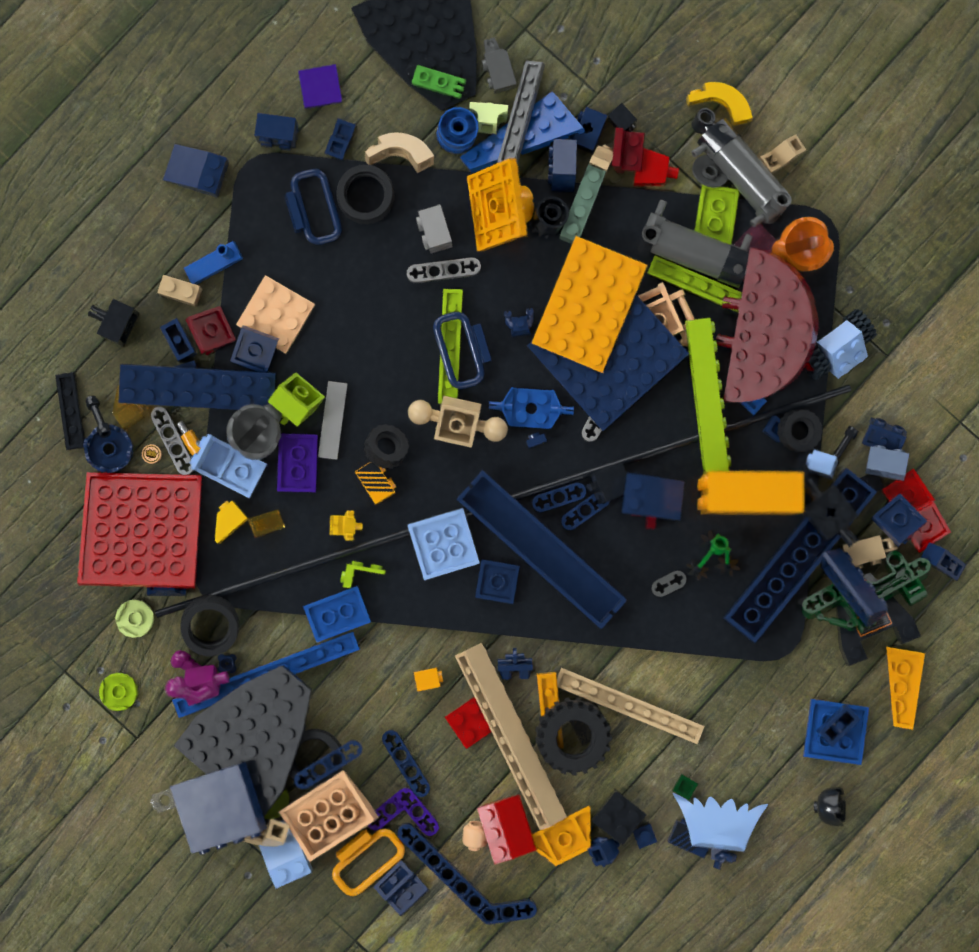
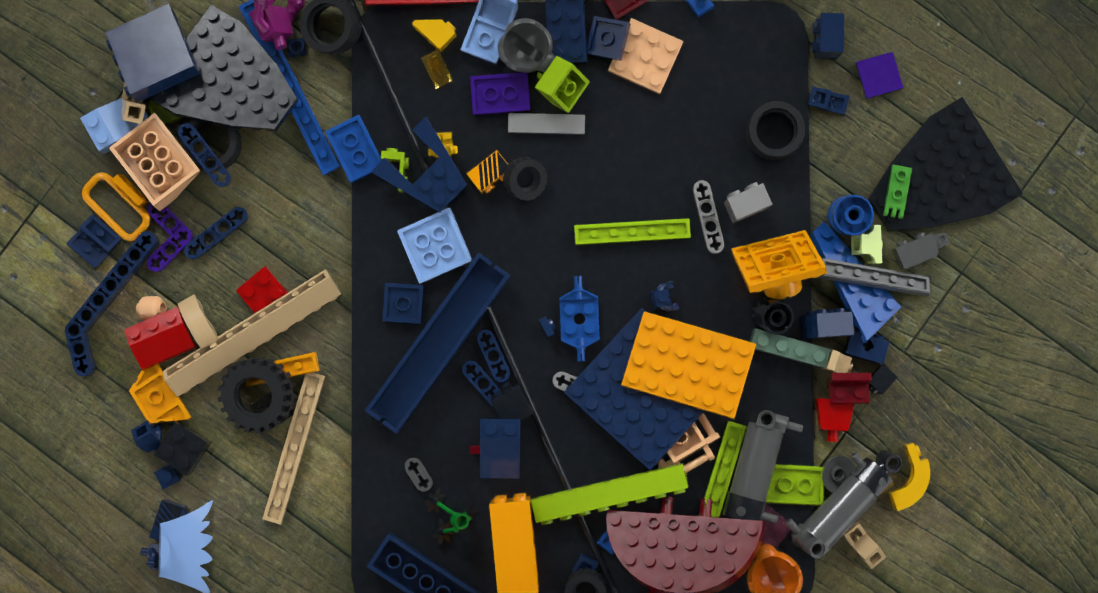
camera: 85 degrees right, 0 degrees up
(298, 212) = (749, 67): dark blue bar -> none
(384, 534) = (438, 184): none -> dark blue wing
(401, 145) = (828, 164): tan arch -> none
(428, 679) = (300, 245): light orange brick -> none
(456, 409) = (557, 246): tan brick -> none
(477, 346) = (637, 257): dark blue bar -> none
(493, 789) = (197, 321): none -> tan brick
(515, 662) = (325, 330): dark blue hips -> none
(685, 787) = (219, 511): dark green plate -> none

